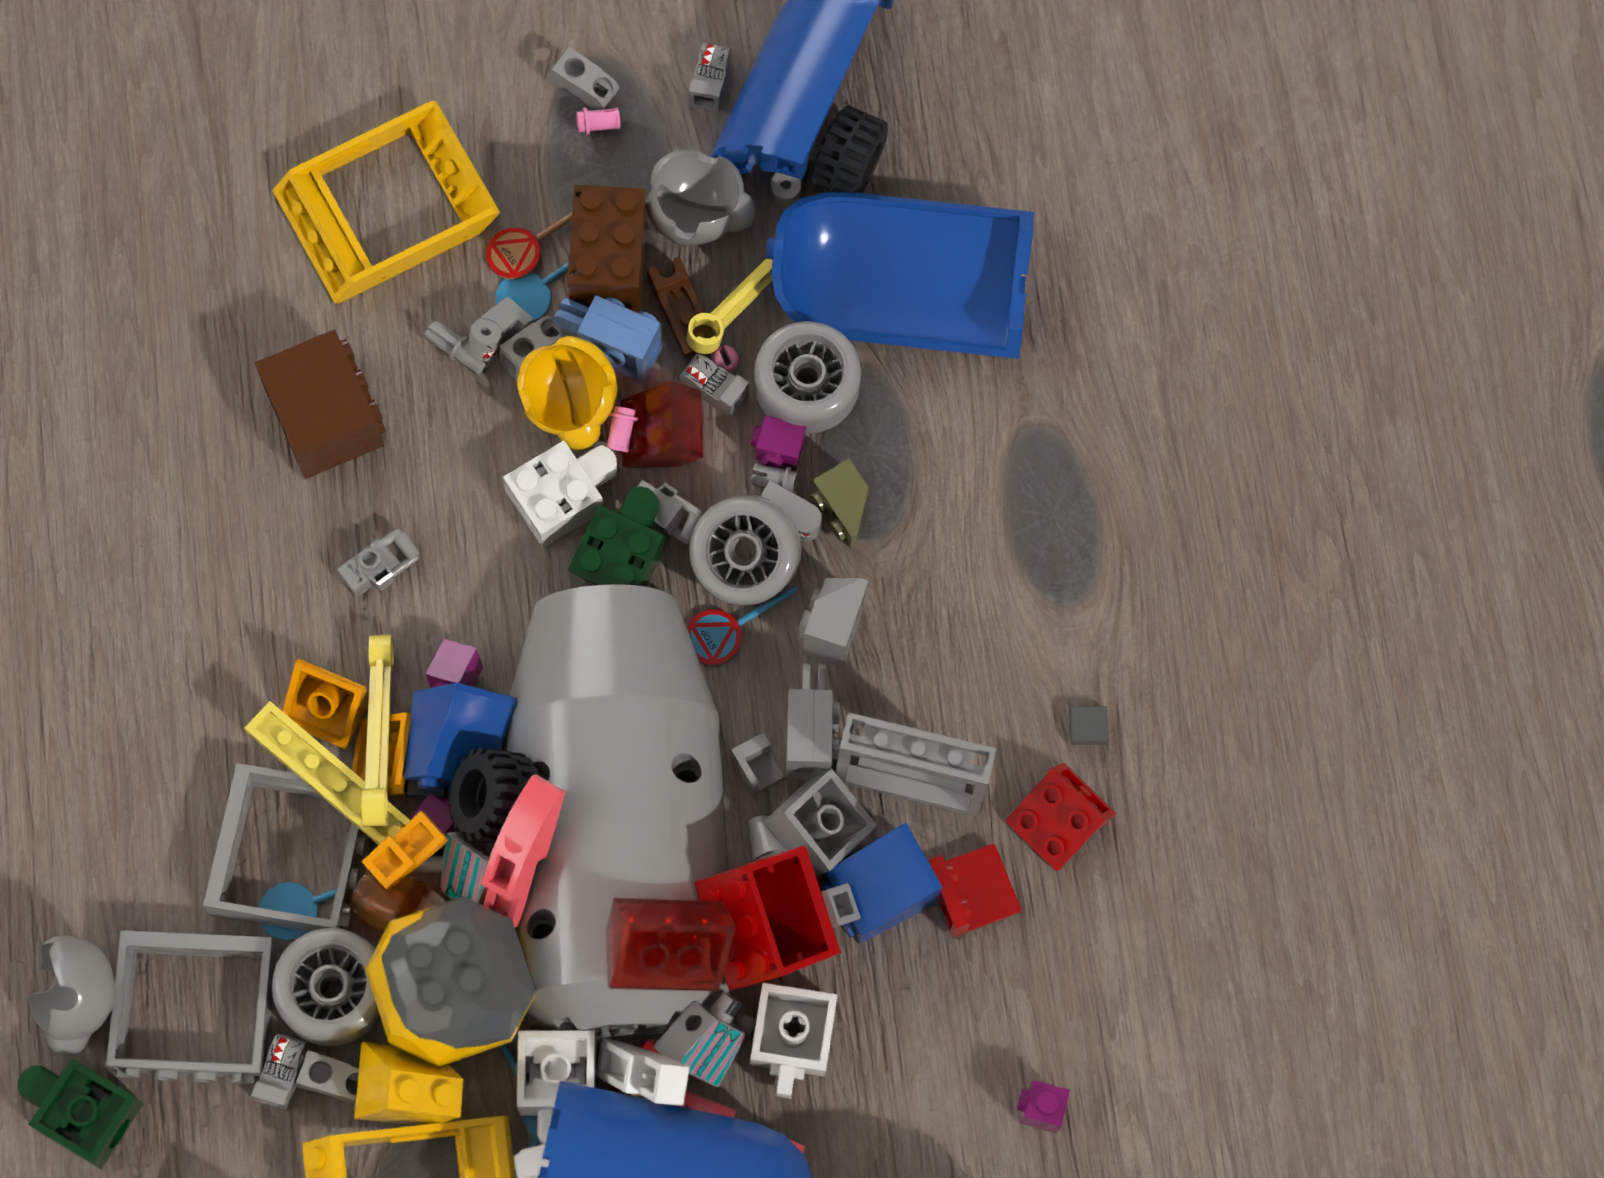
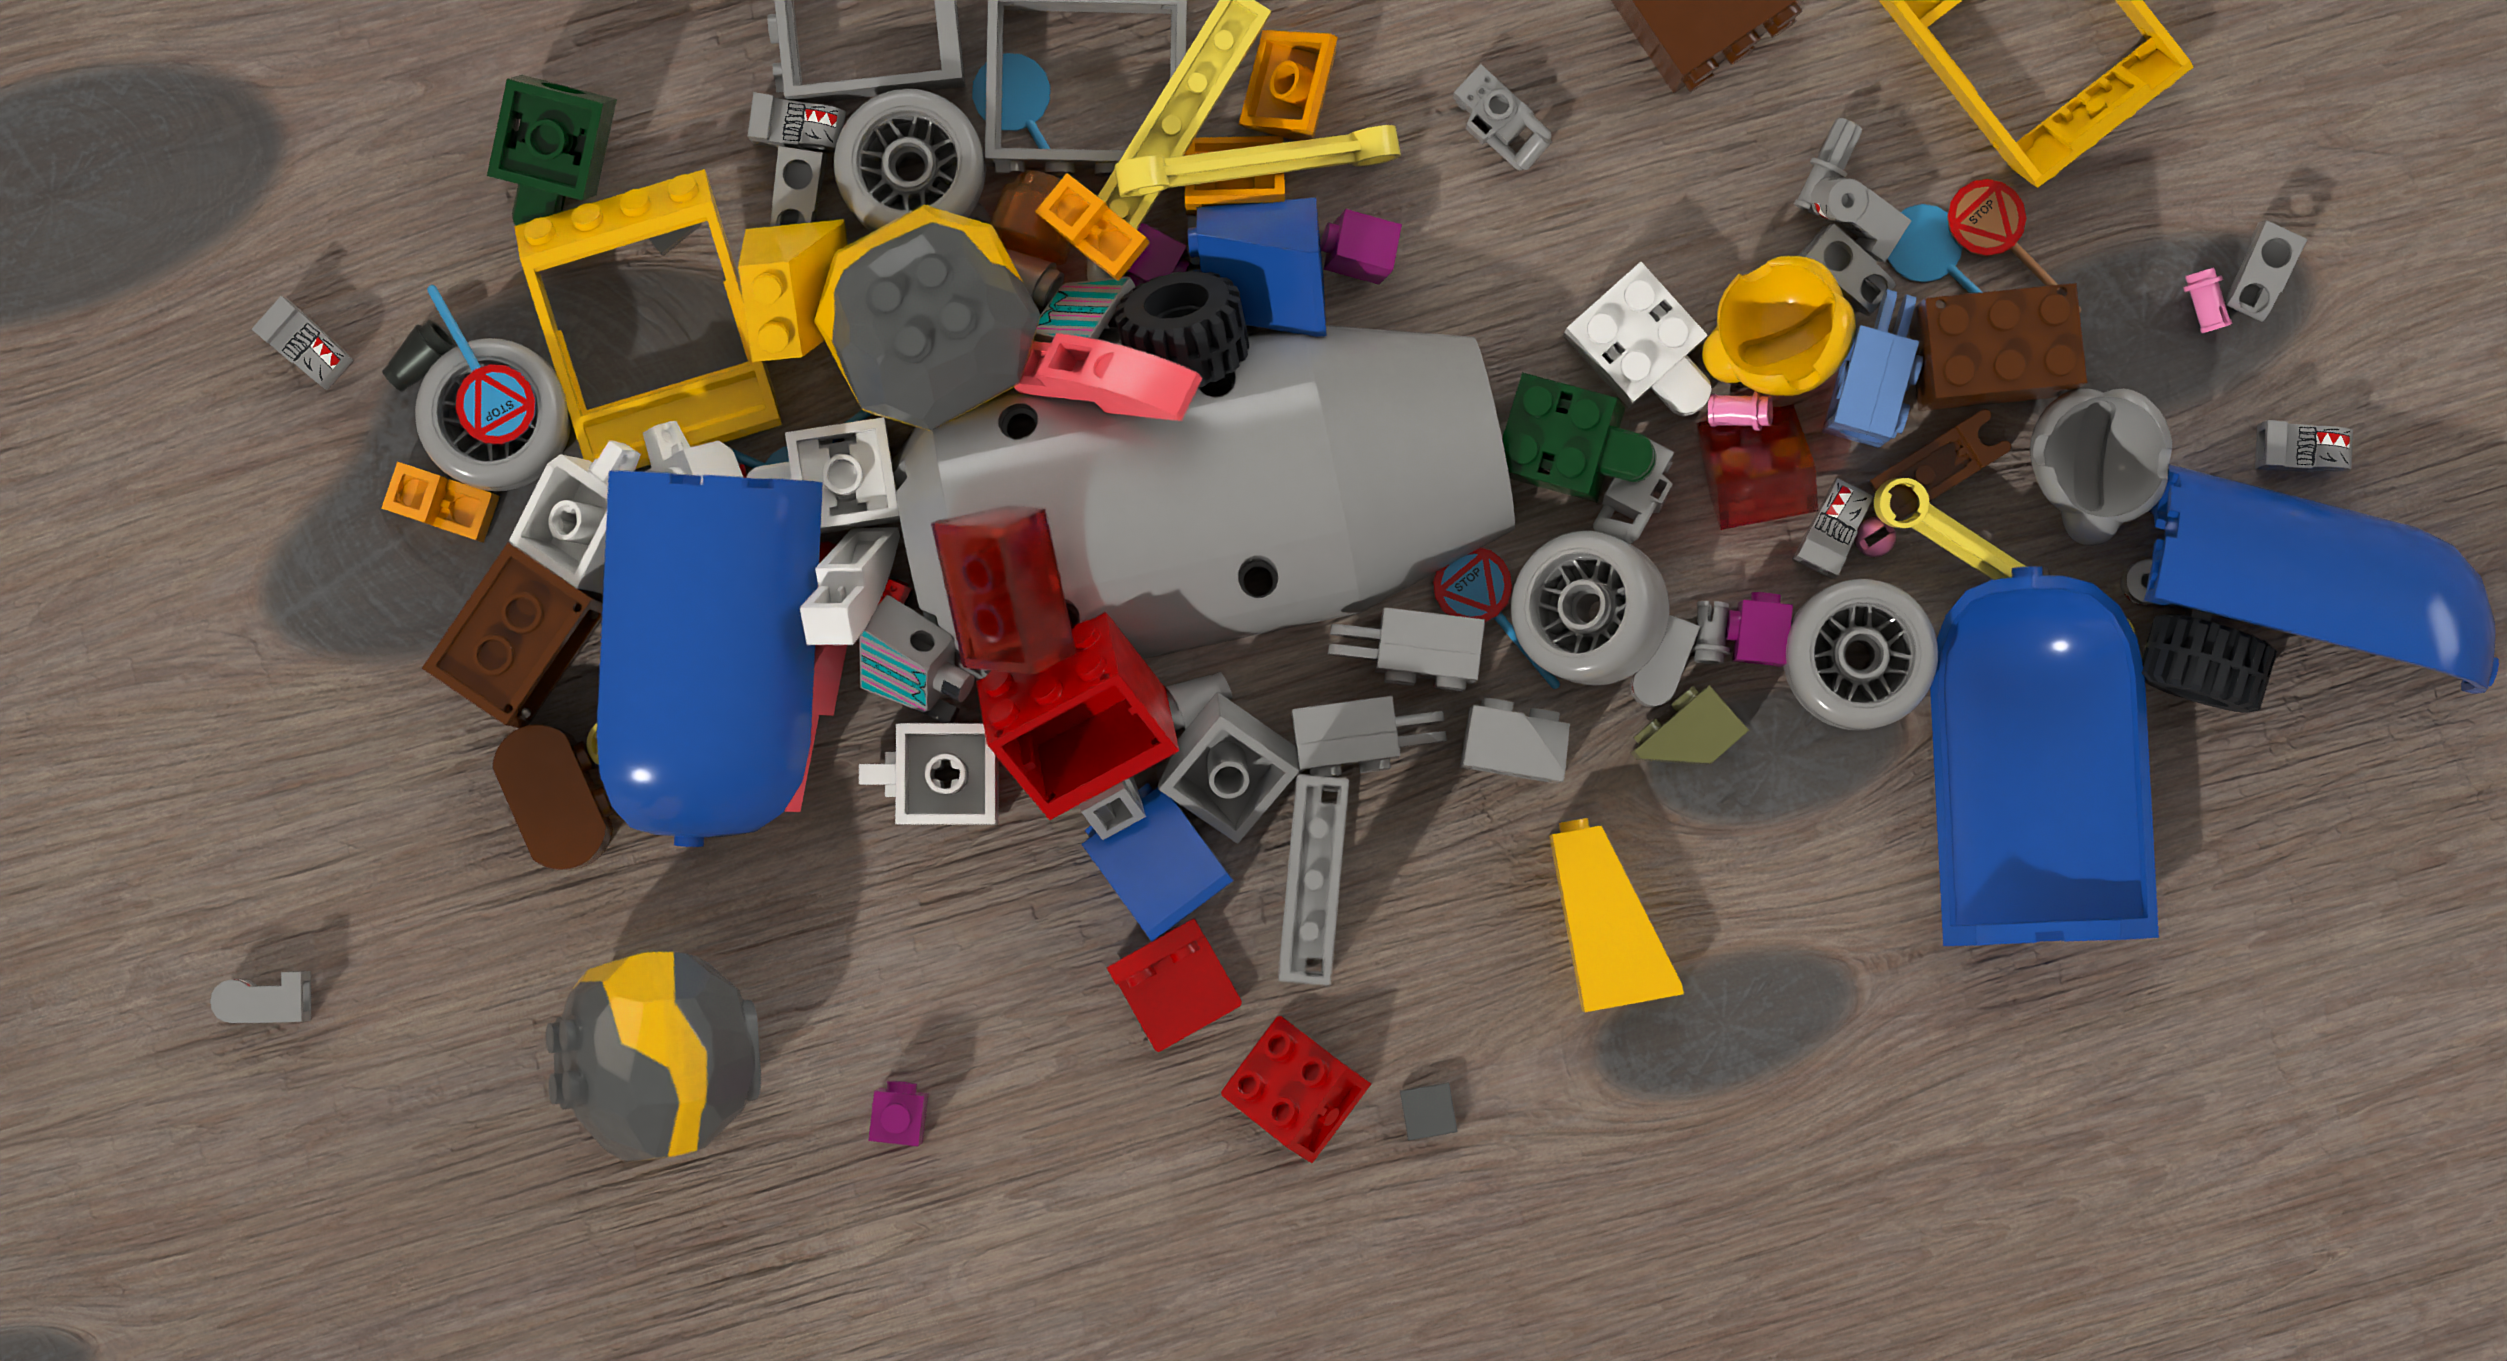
camera: 90 degrees right, 15 degrees up
(753, 670) = (1419, 647): none -> light grey brick
(756, 764) = (1300, 672): light grey panel -> none
(971, 579) = (1608, 931): none -> yellow slope

